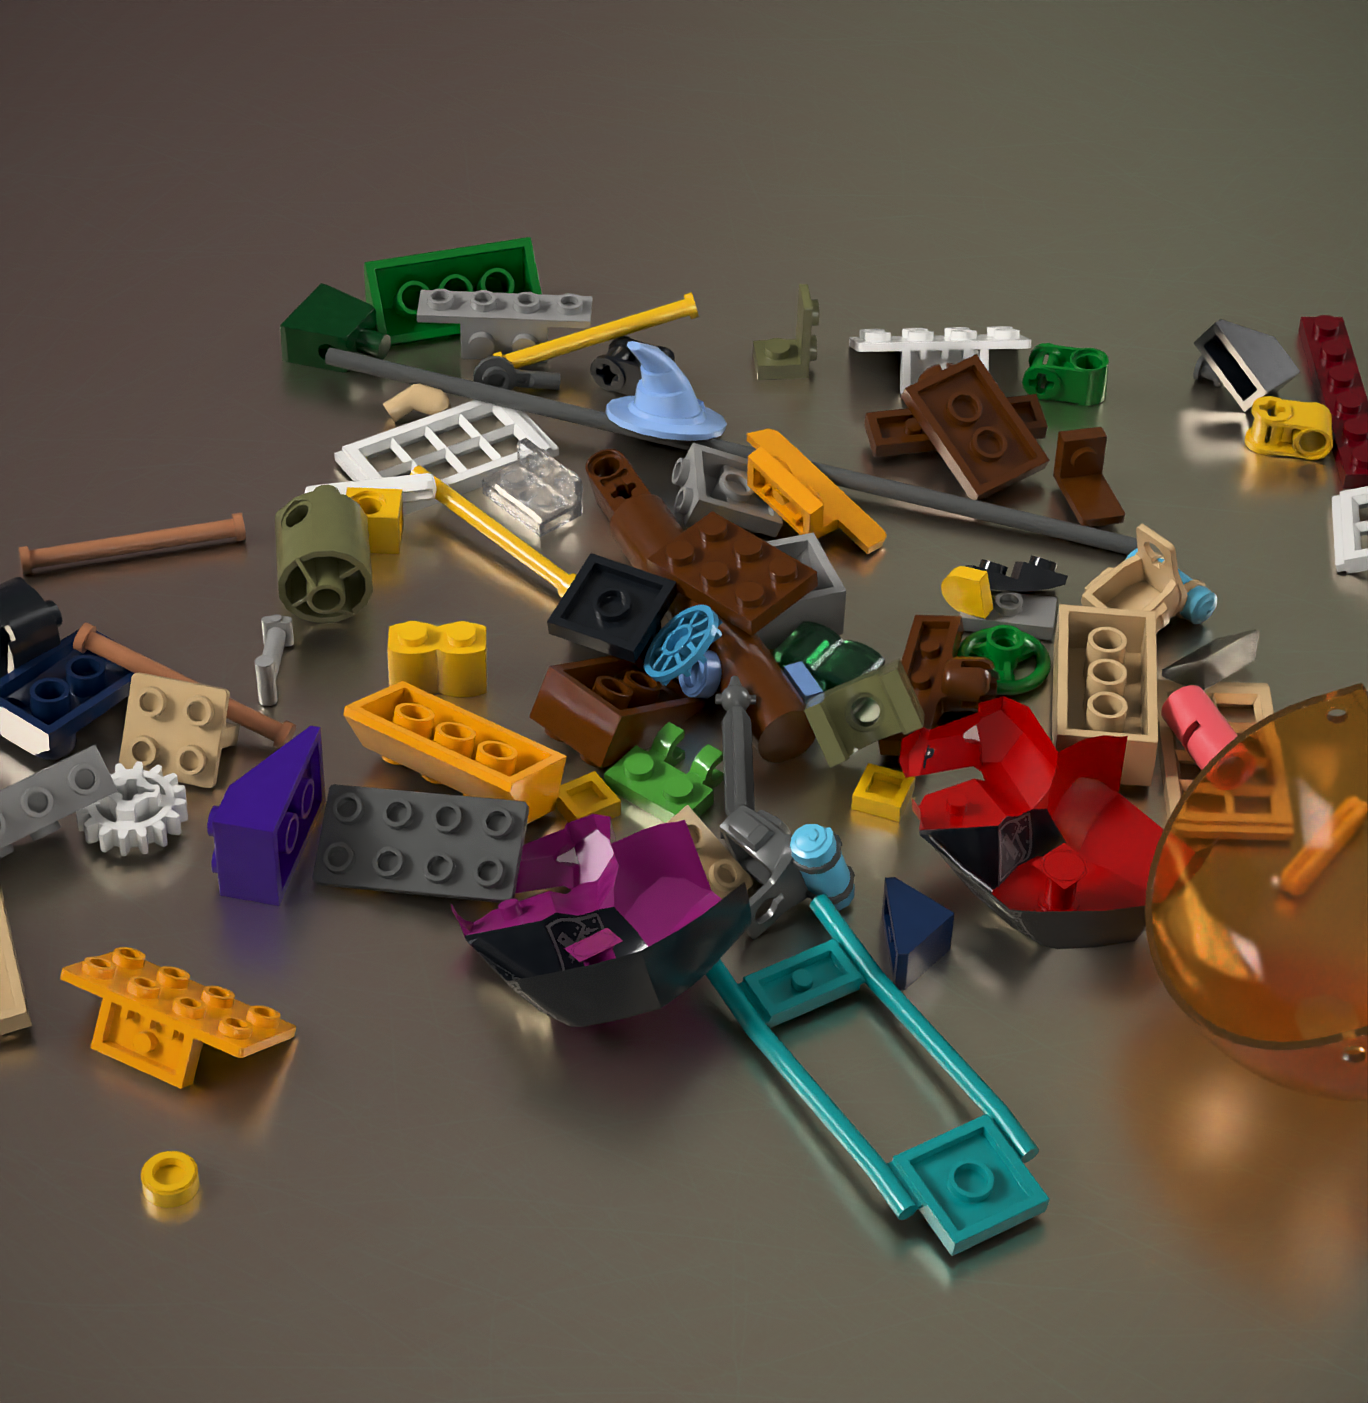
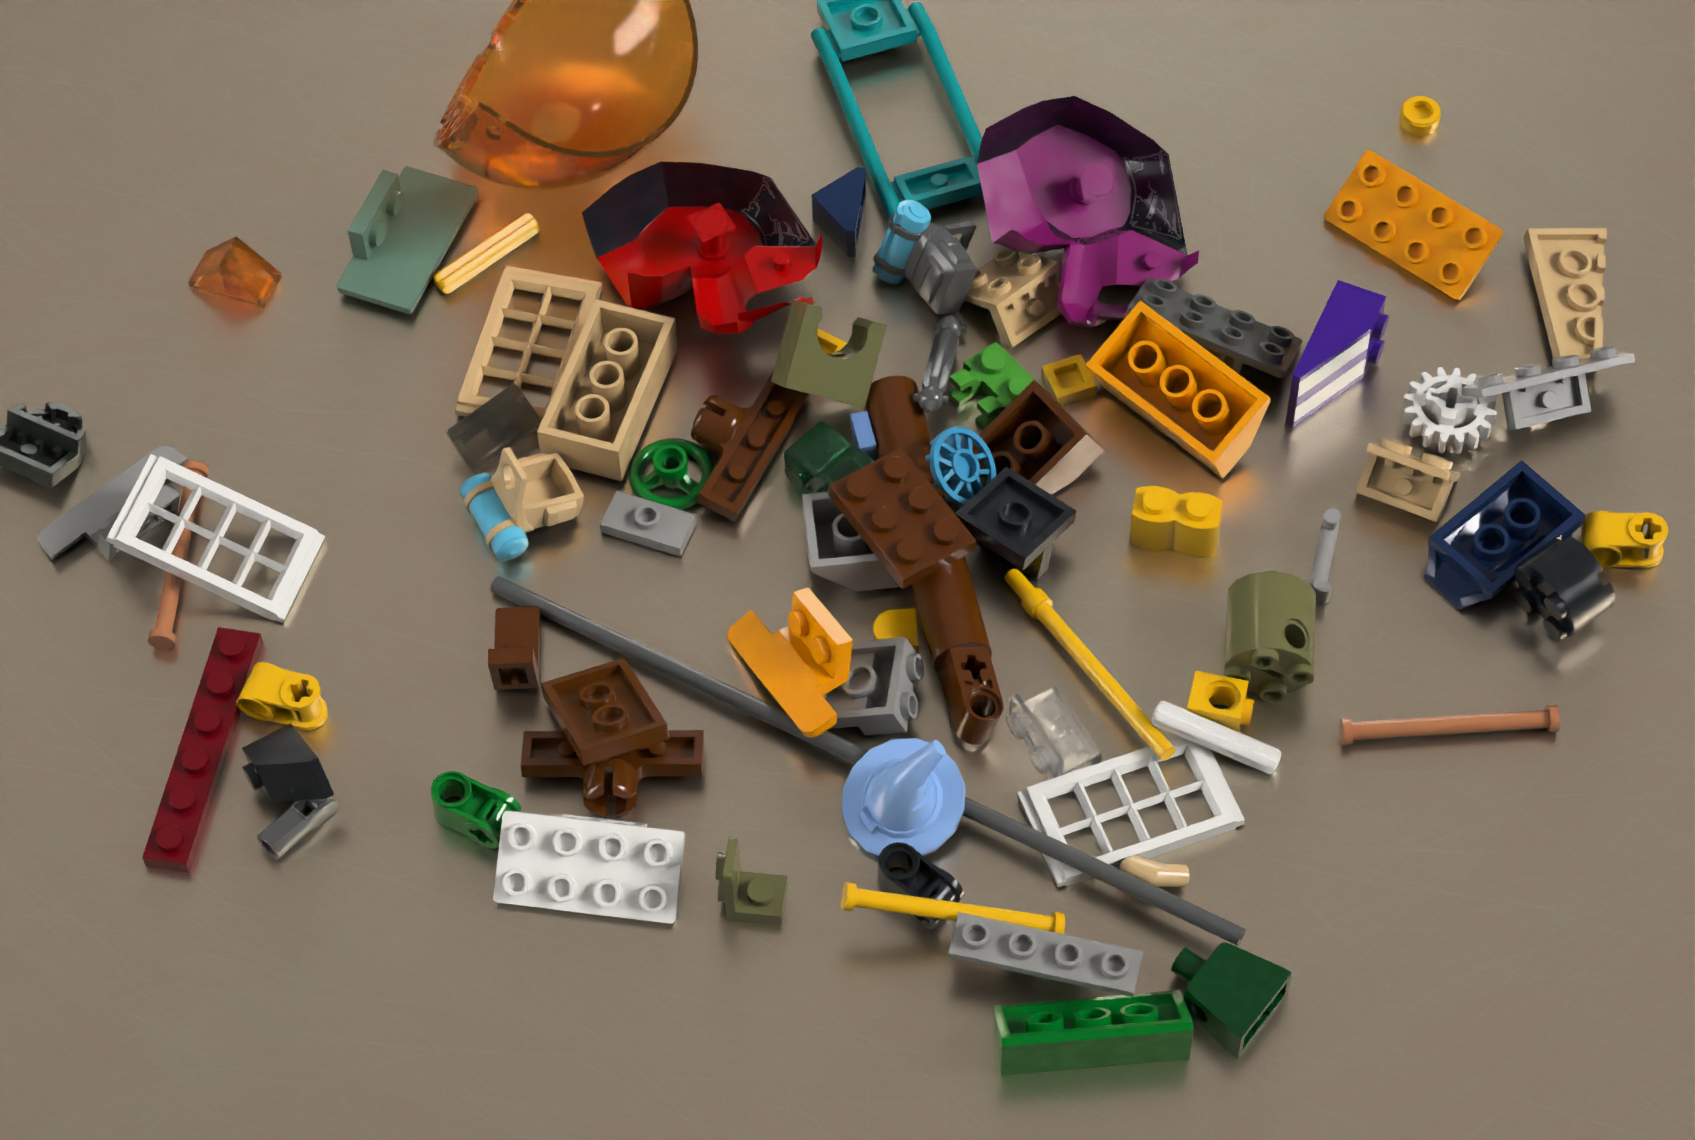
camera: 165 degrees left, 15 degrees up
(247, 717) = (1489, 539): nougat bar -> none
(501, 373) = (1064, 898): dark grey plate -> none
(968, 591) = (684, 512): yellow tile -> none
(1031, 576) = (632, 543): black slope -> none
(1197, 723) = (542, 329): coral pin -> none

